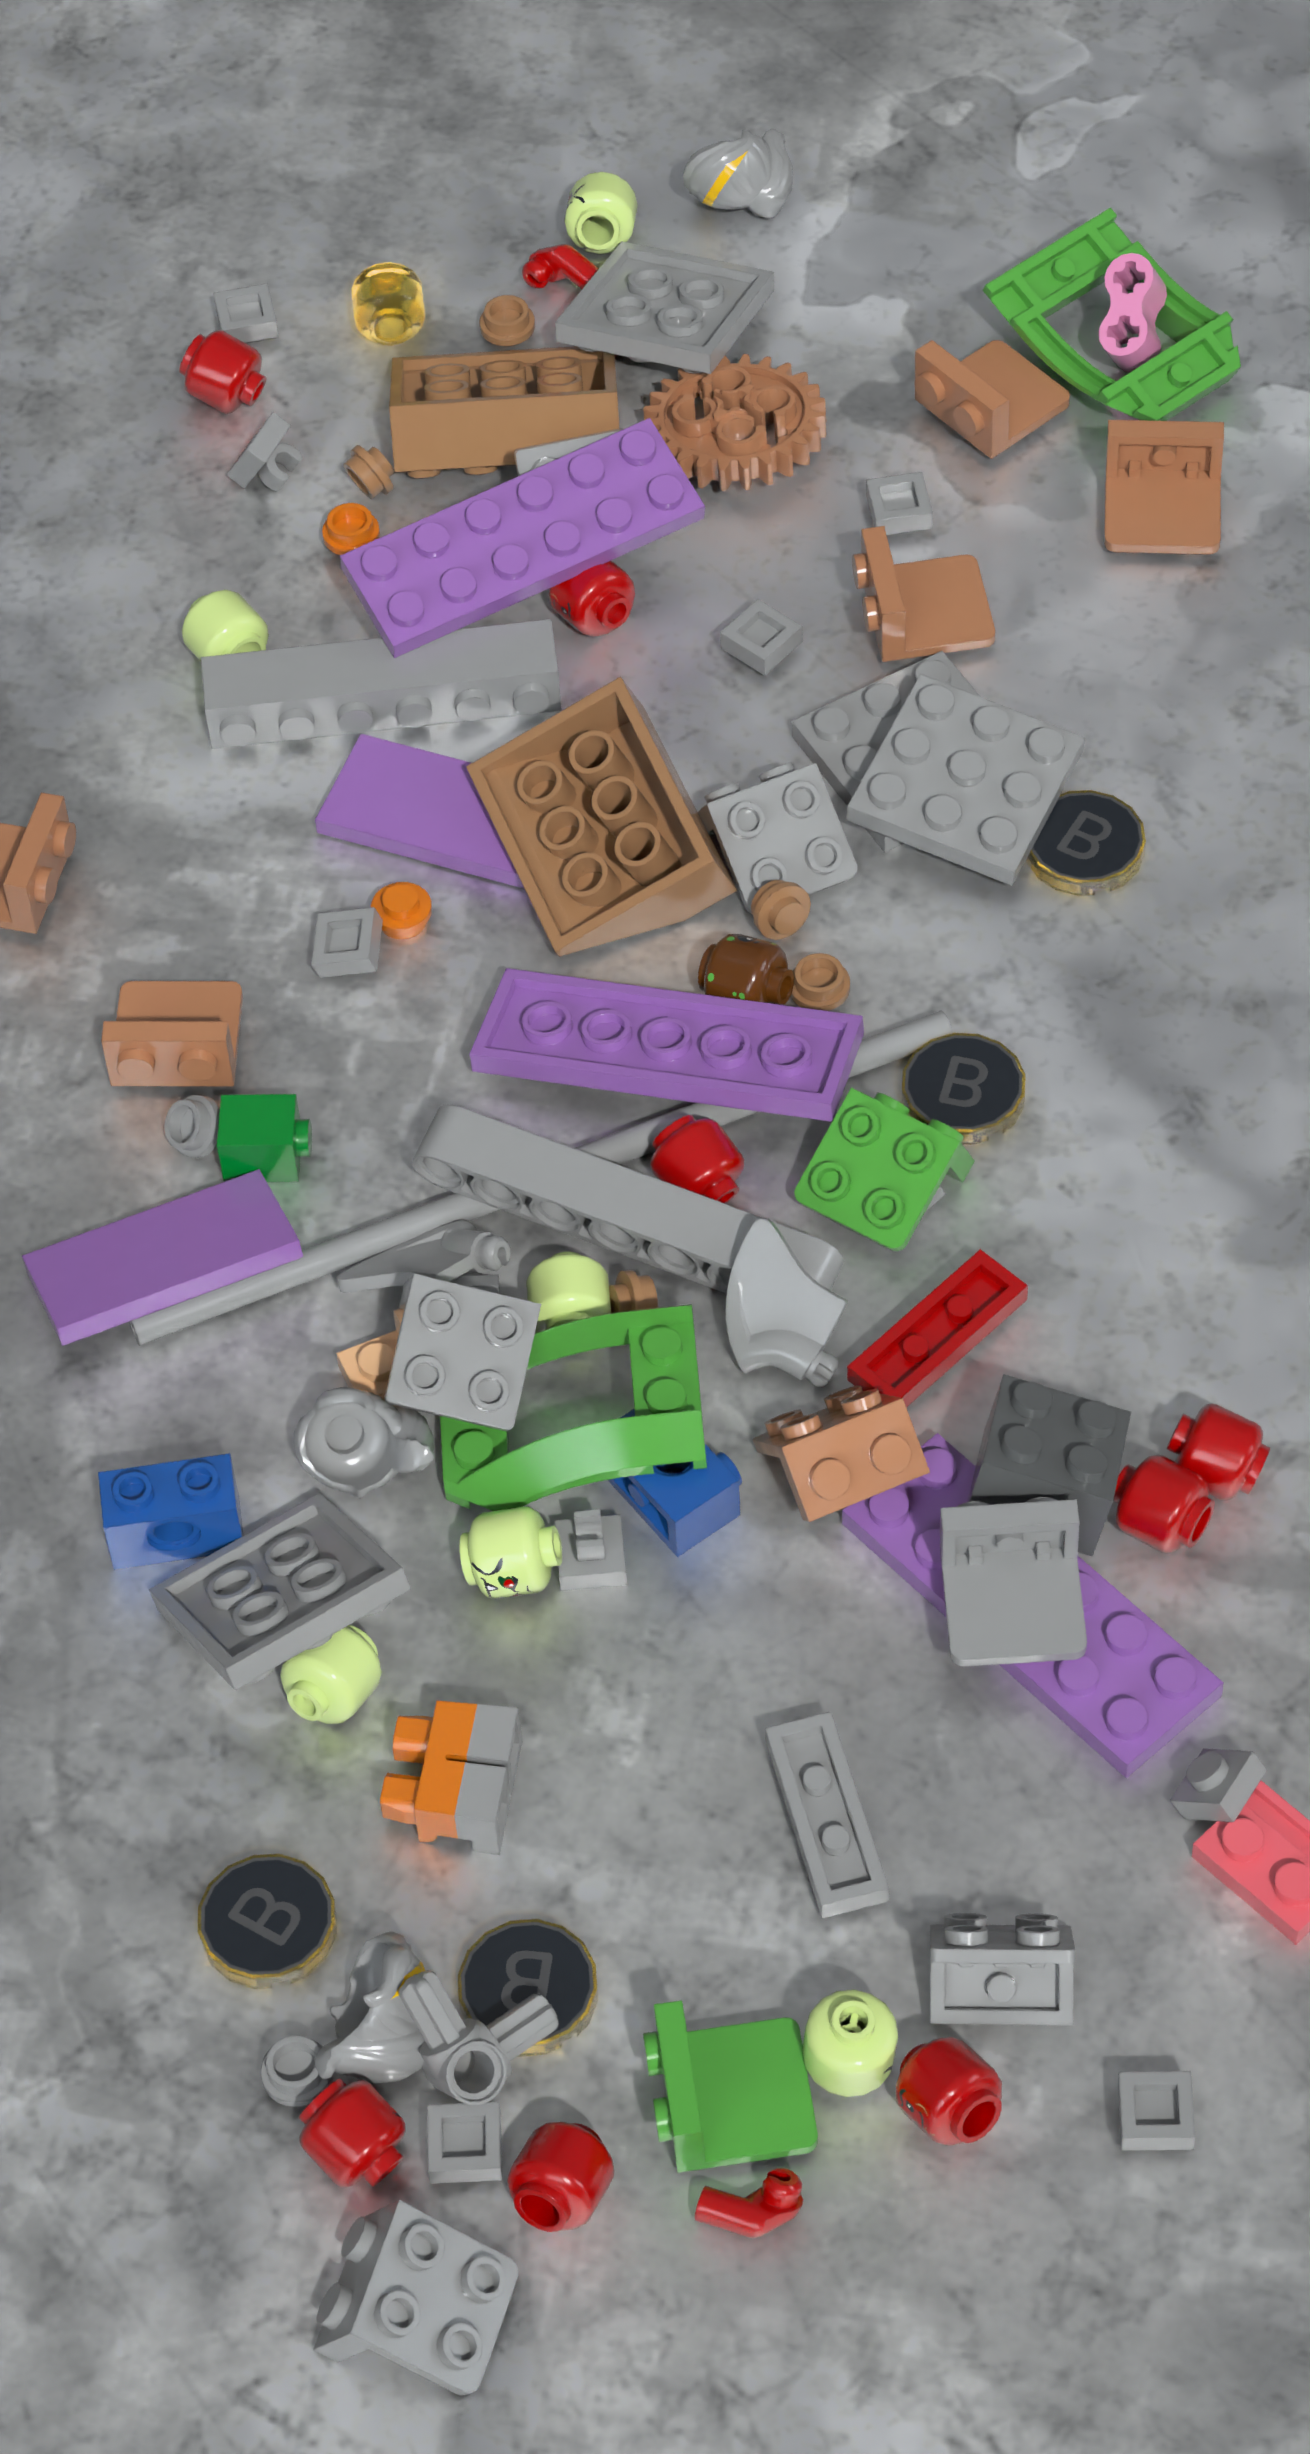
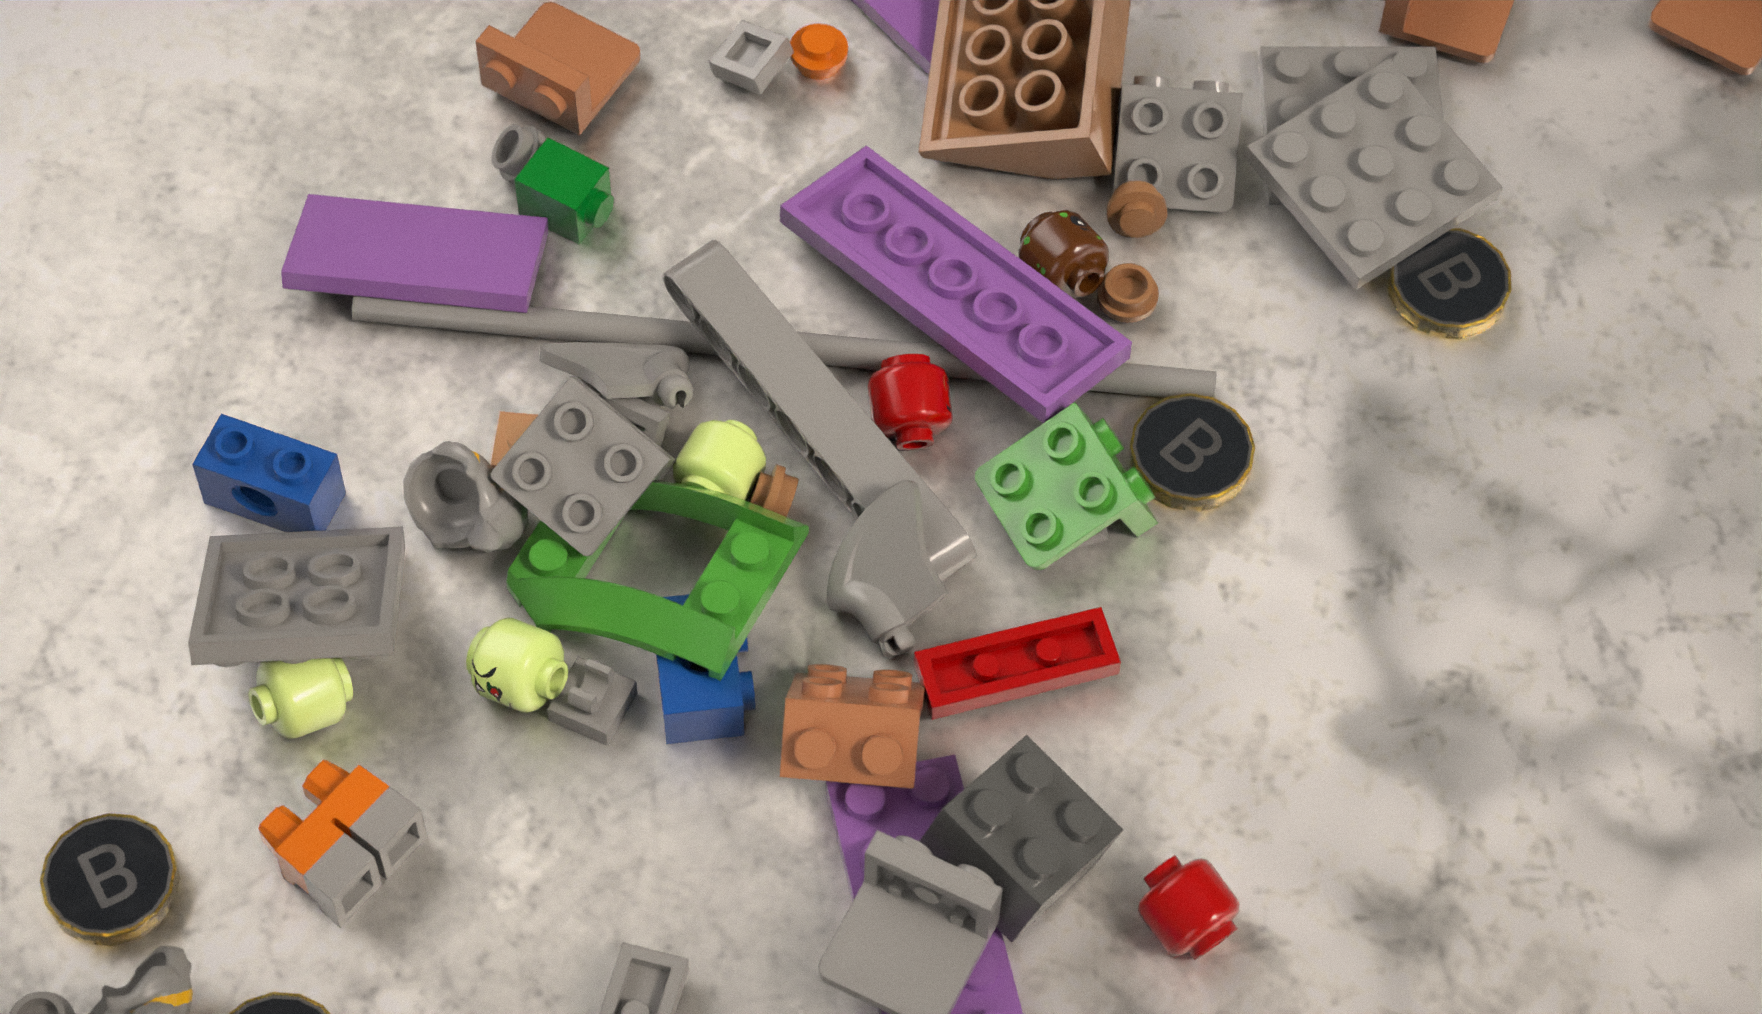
camera: 25 degrees right, 5 degrees up
(1162, 1504) = (1104, 928): red head -> none

